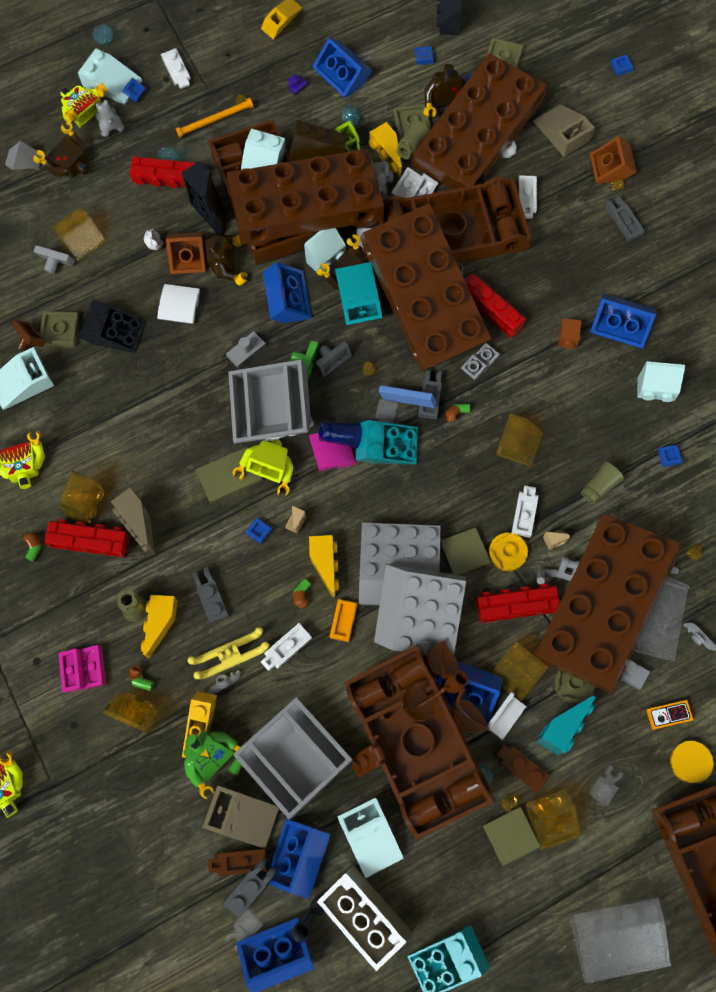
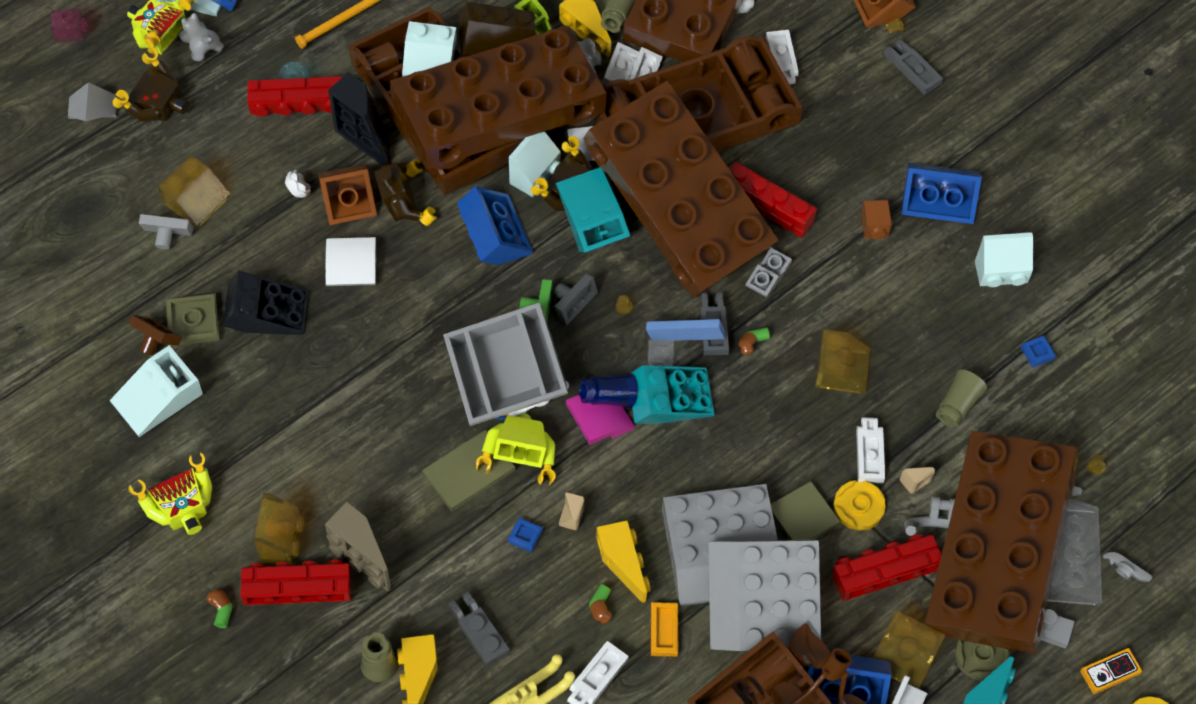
camera: 15 degrees left, 10 degrees down
(18, 96) = (68, 25): none -> clear pink brick
(245, 349) = (454, 306): light grey tile -> none

